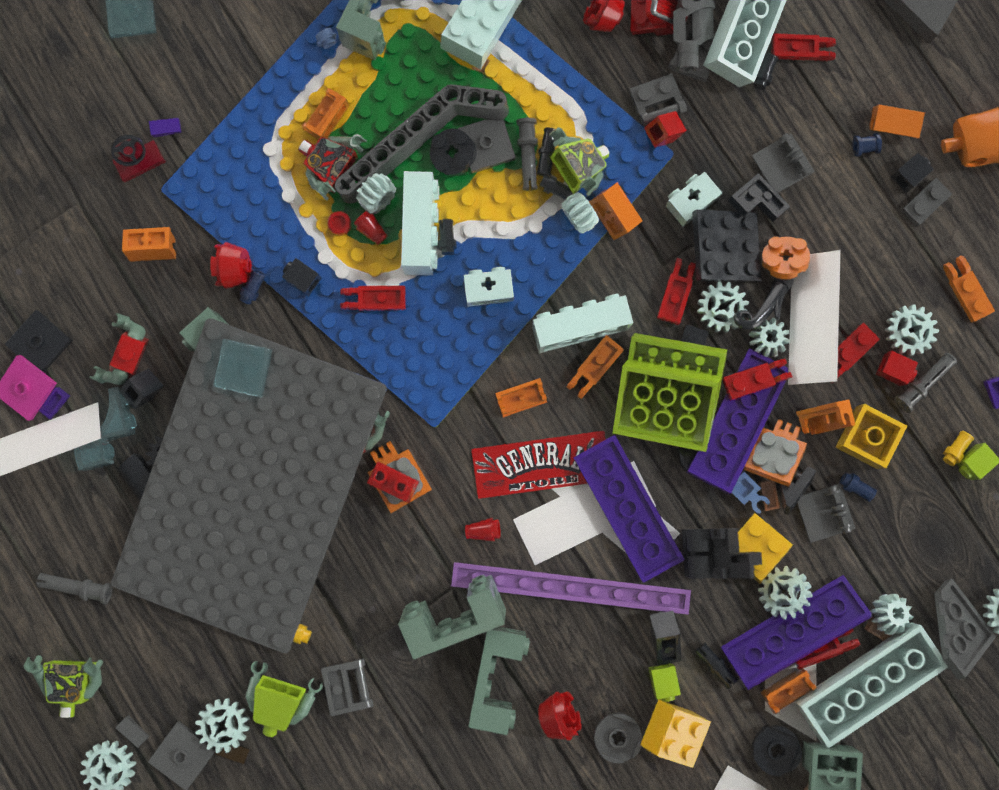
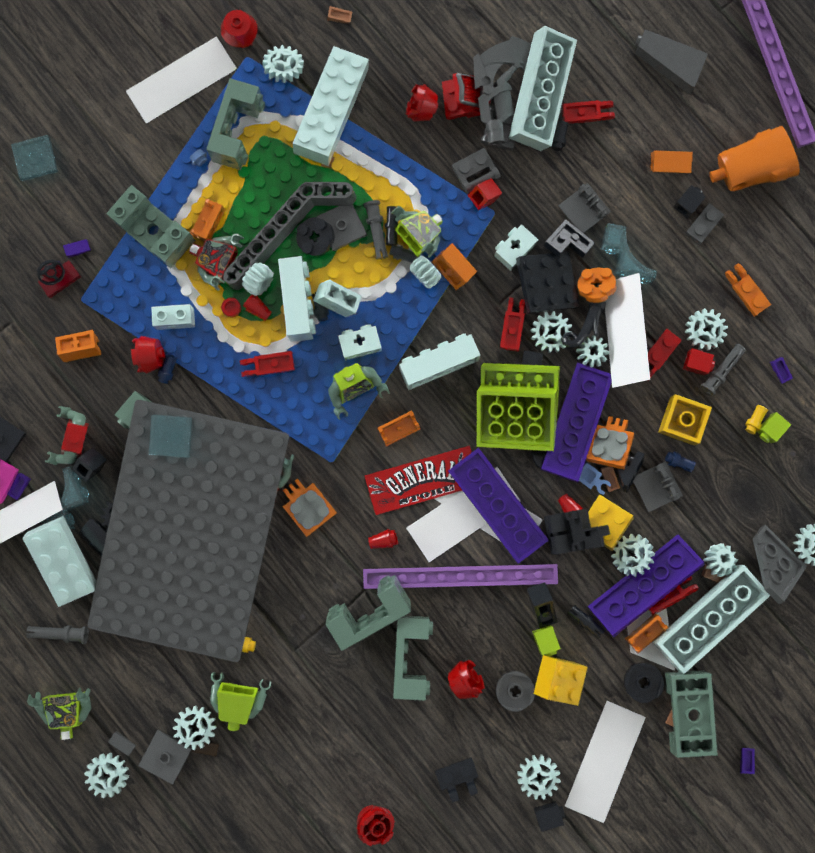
camera: 10 degrees left, 0 degrees up
(89, 500) = (60, 561): none -> light aqua brick
(241, 98) = (136, 216): none -> sand green plate
(267, 225) = (173, 317): none -> light aqua brick
(301, 276) = (206, 355): black brick -> none
(339, 689) = (284, 683): dark grey plate -> none
(393, 482) = (305, 511): red hips -> none
(469, 229) = (337, 298): none -> light aqua brick
(471, 335) = (351, 383): none -> torso
(596, 364) = (456, 392): orange hinge -> none
(714, 519) = (568, 504): none -> red cone
(754, 379) = (584, 387): red hinge -> none
(816, 209) = (615, 242): none -> clear light blue arch
(826, 417) = (646, 409): orange hinge -> none
(867, 144) = (650, 183): dark blue bush -> none

